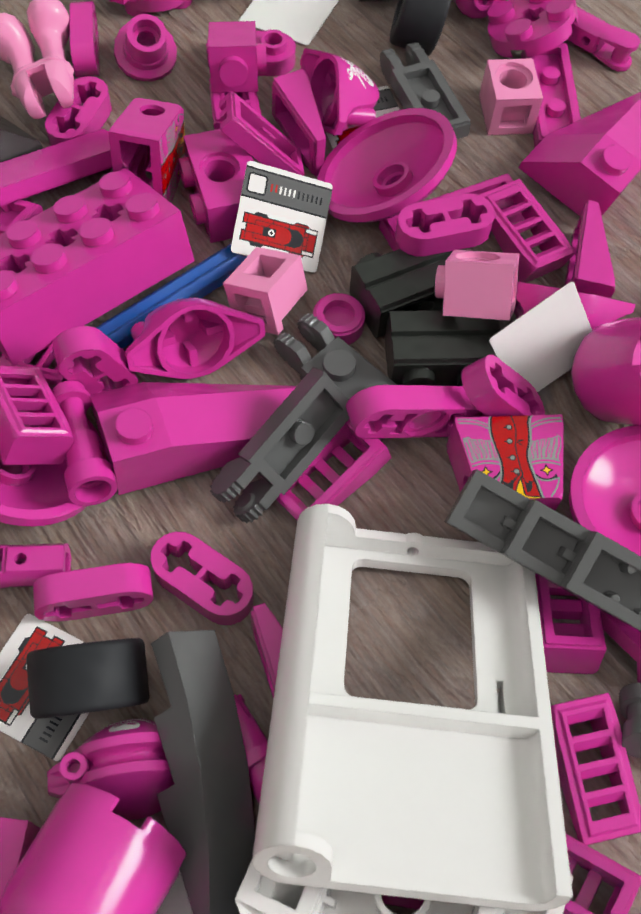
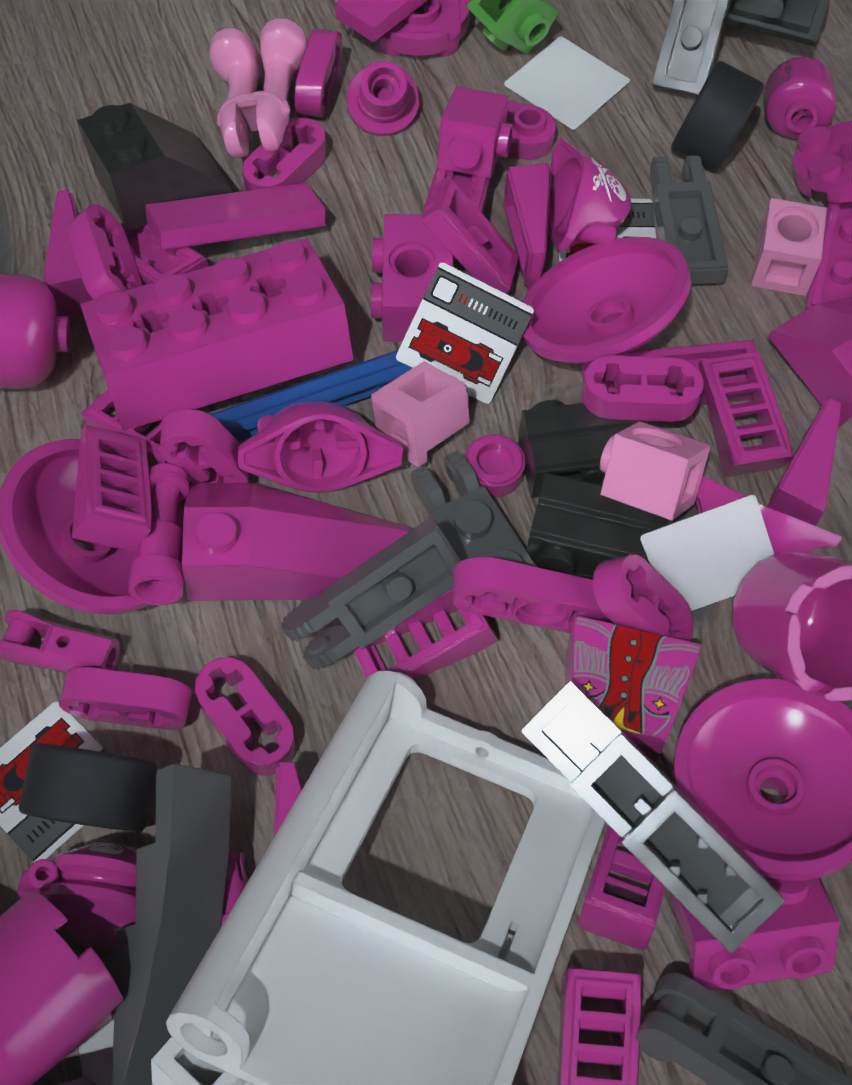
camera: 20 degrees right, 0 degrees up
(151, 140) = (341, 217): dark pink torso -> none

